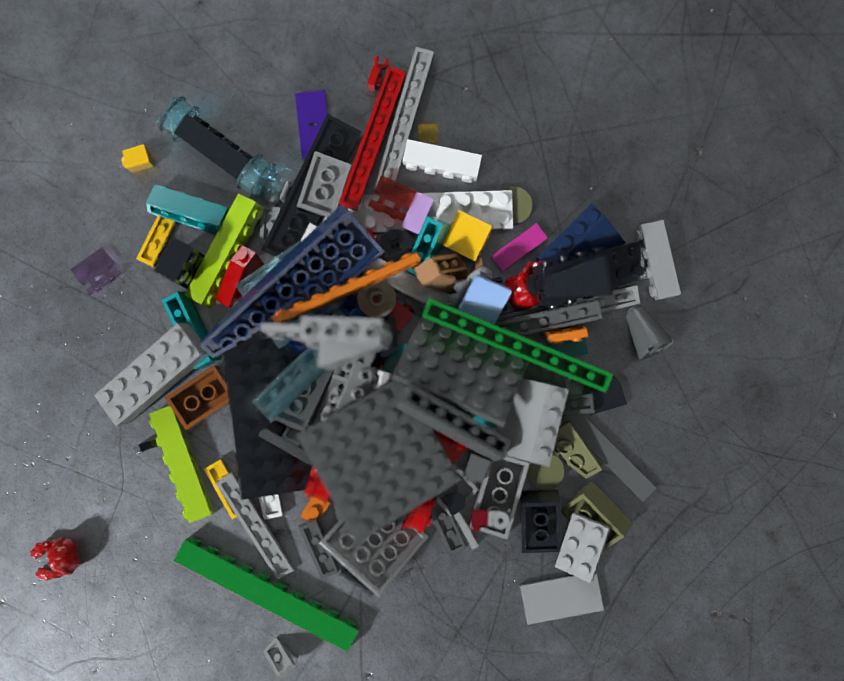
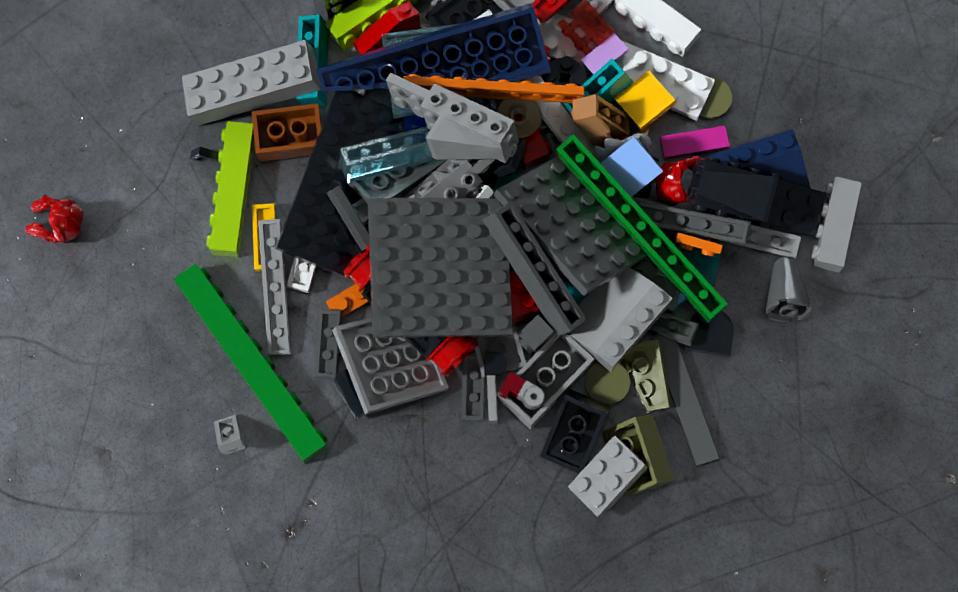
camera: 30 degrees right, 10 degrees down
(560, 598) = (558, 523): light grey tile -> none

